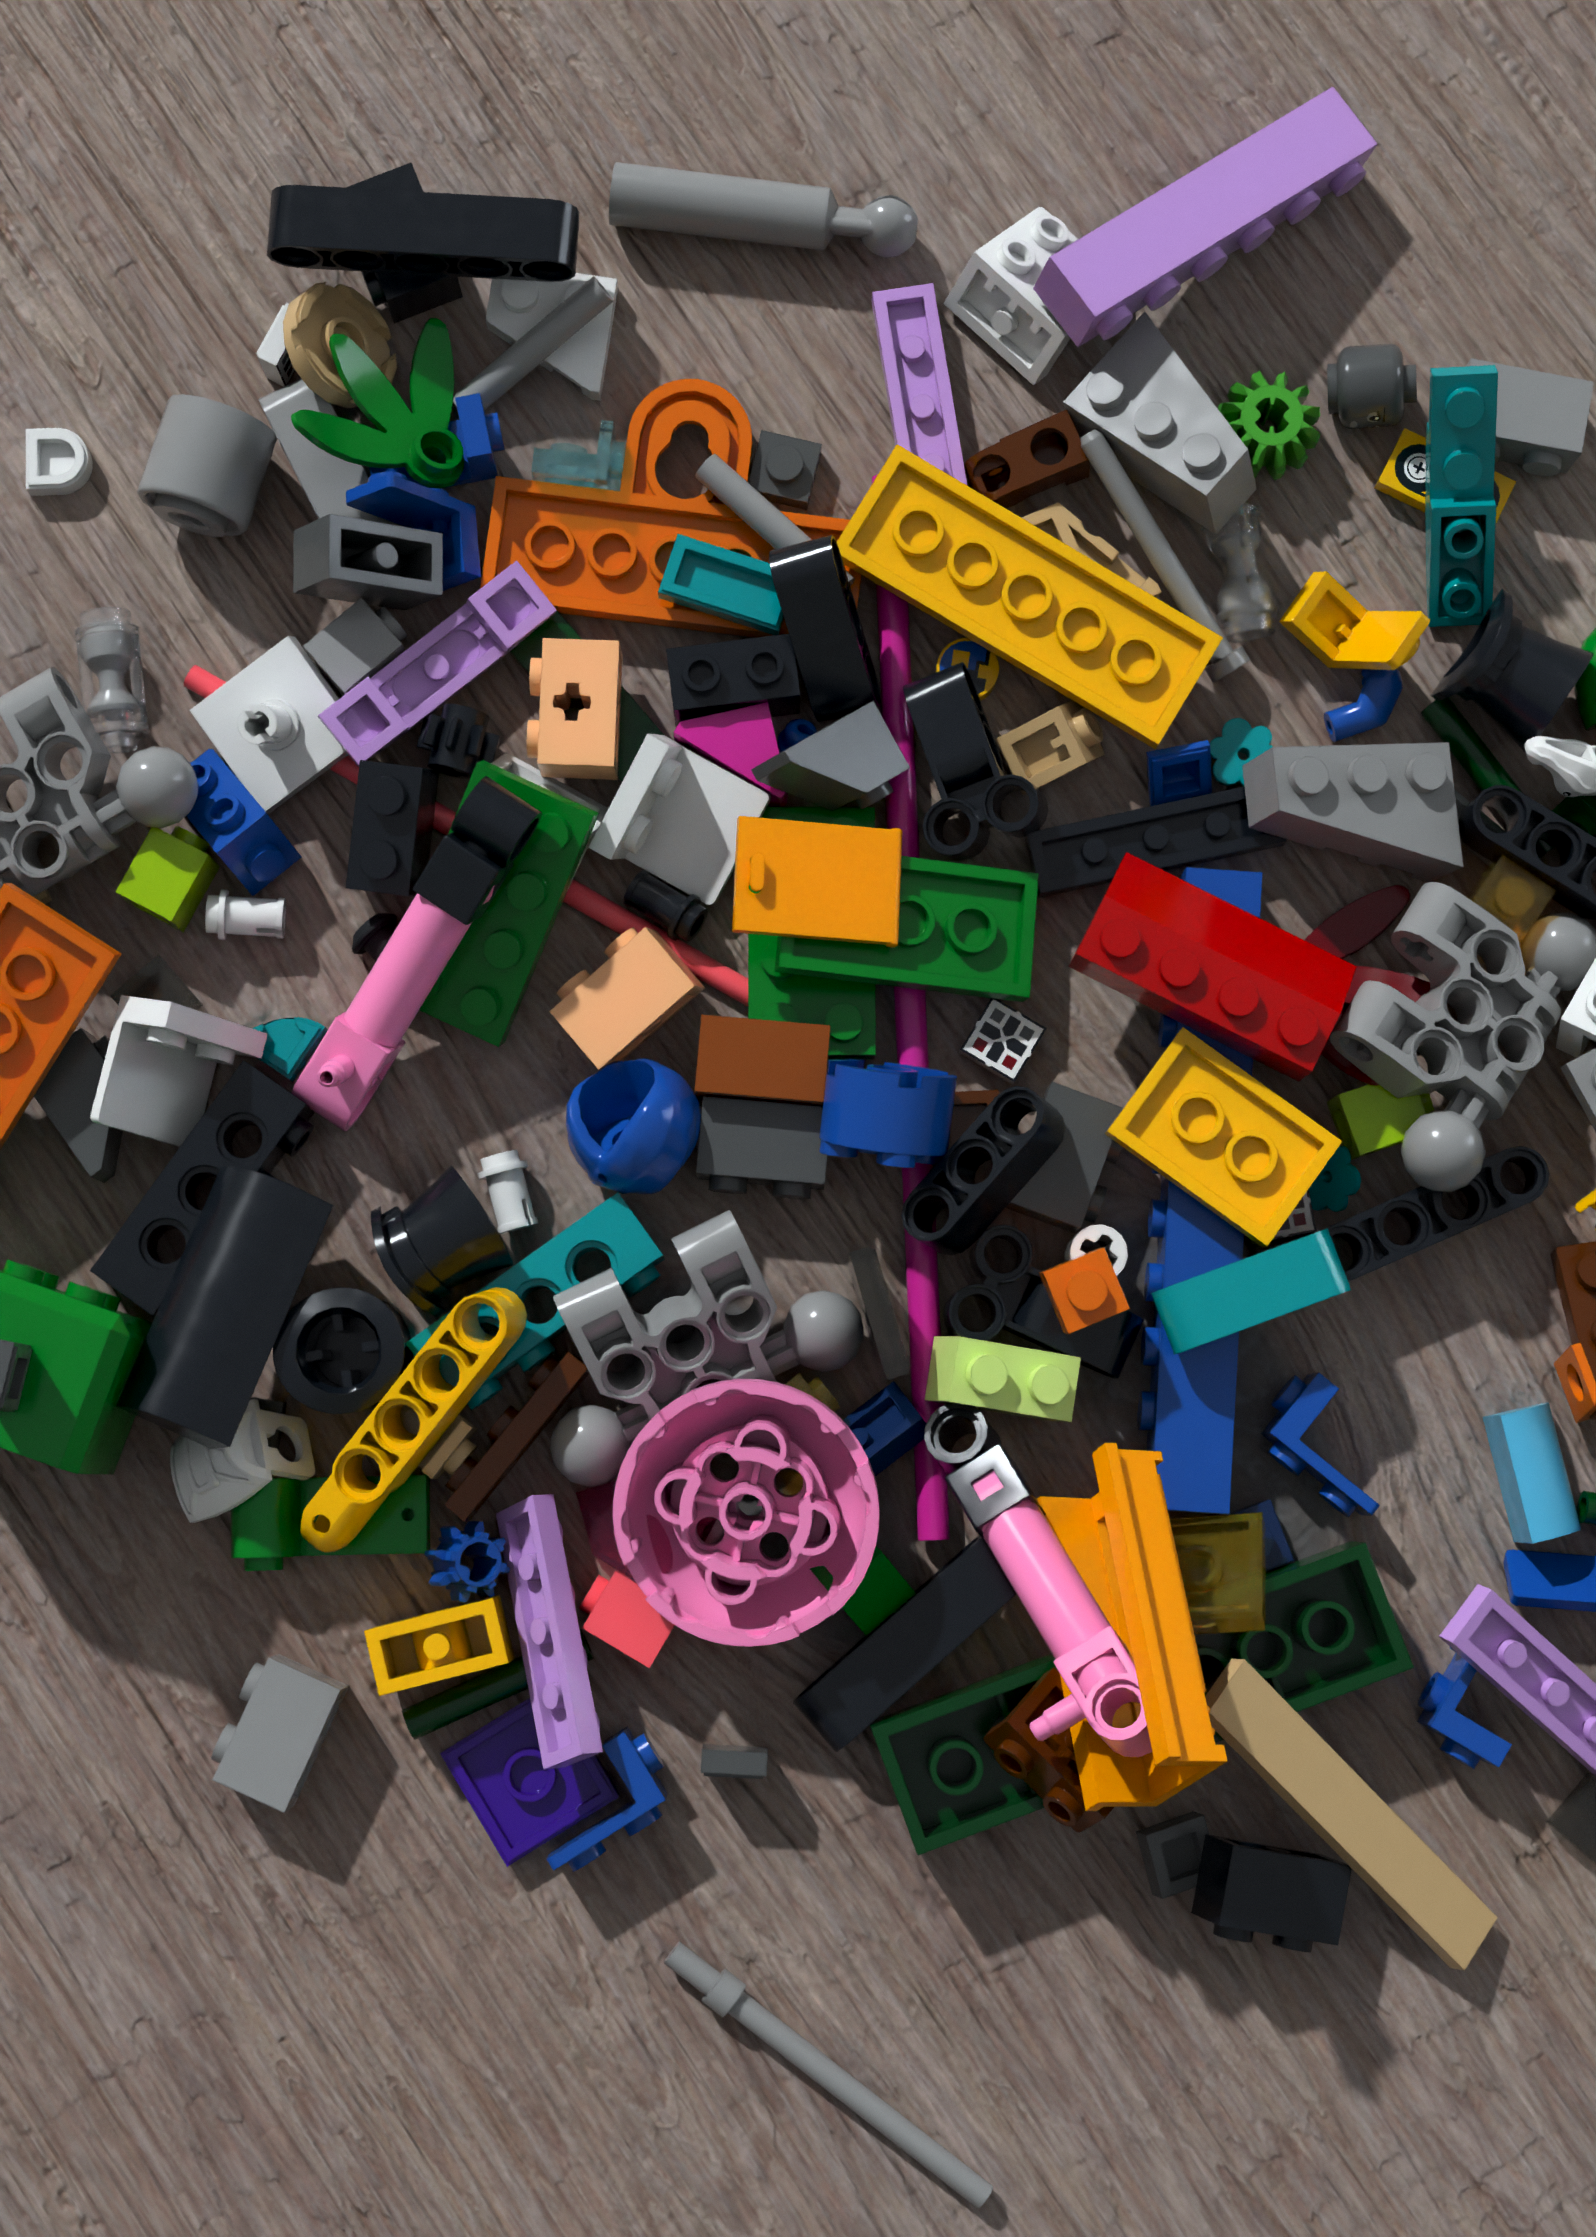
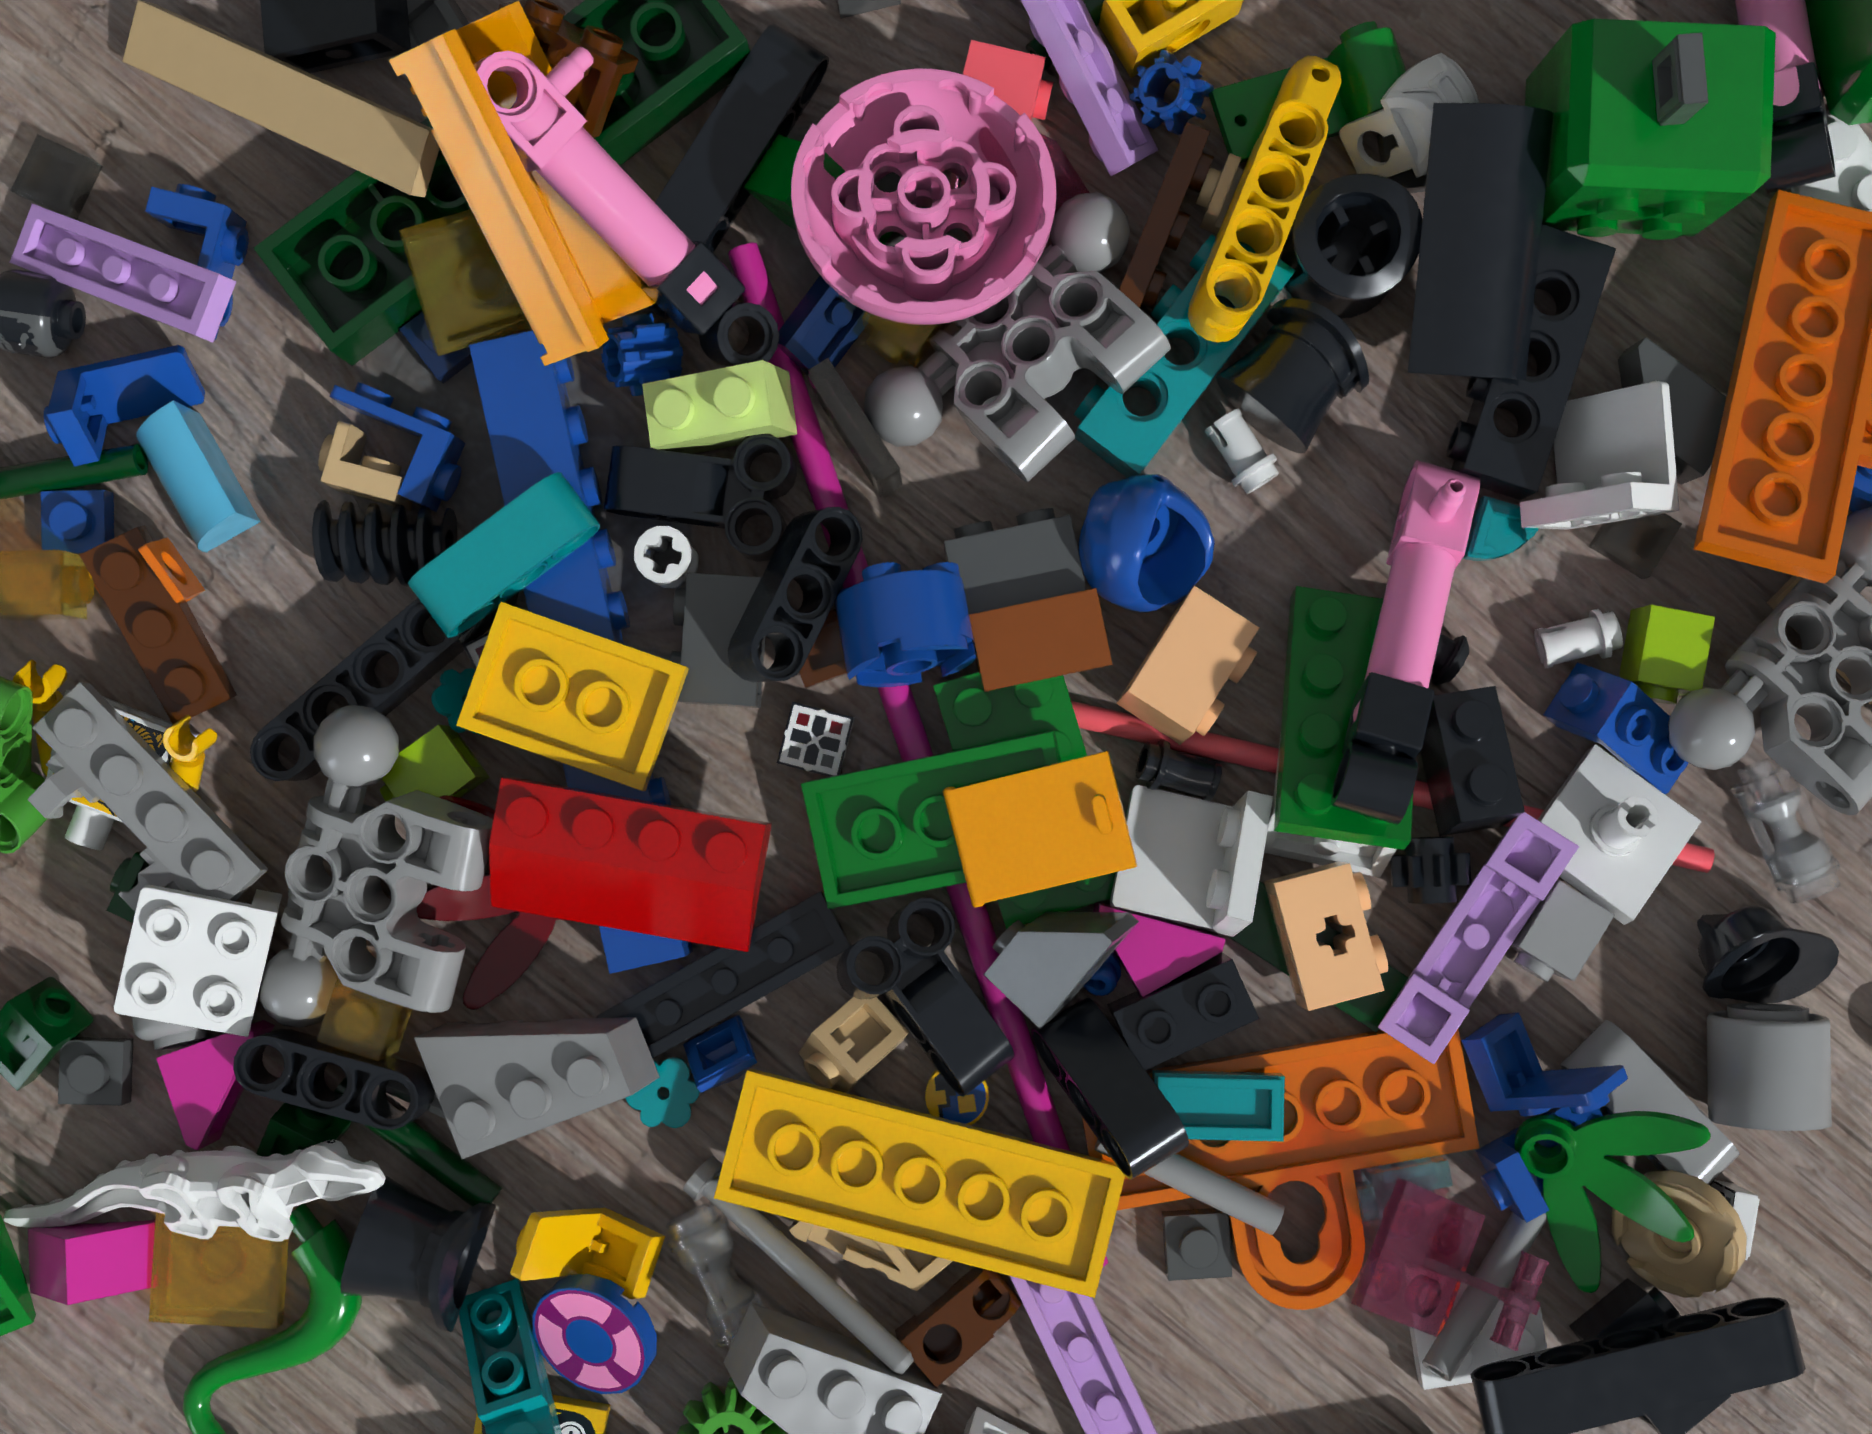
camera: 175 degrees right, 5 degrees up
(178, 571) = (1760, 957): none -> black piece
(368, 561) = (1580, 1016): dark grey brick -> none
(582, 389) = (1424, 1259): none -> clear pink plate
(1061, 1458) = (641, 353): none -> blue gear
(1084, 1290) = (664, 504): orange brick -> none
(1361, 1416) = (341, 470): none -> tan bracket
(1367, 1348) = (376, 546): none -> black piece
(1370, 551) = (594, 1334): none -> tile
(1372, 708) = (551, 1175): blue arm -> none

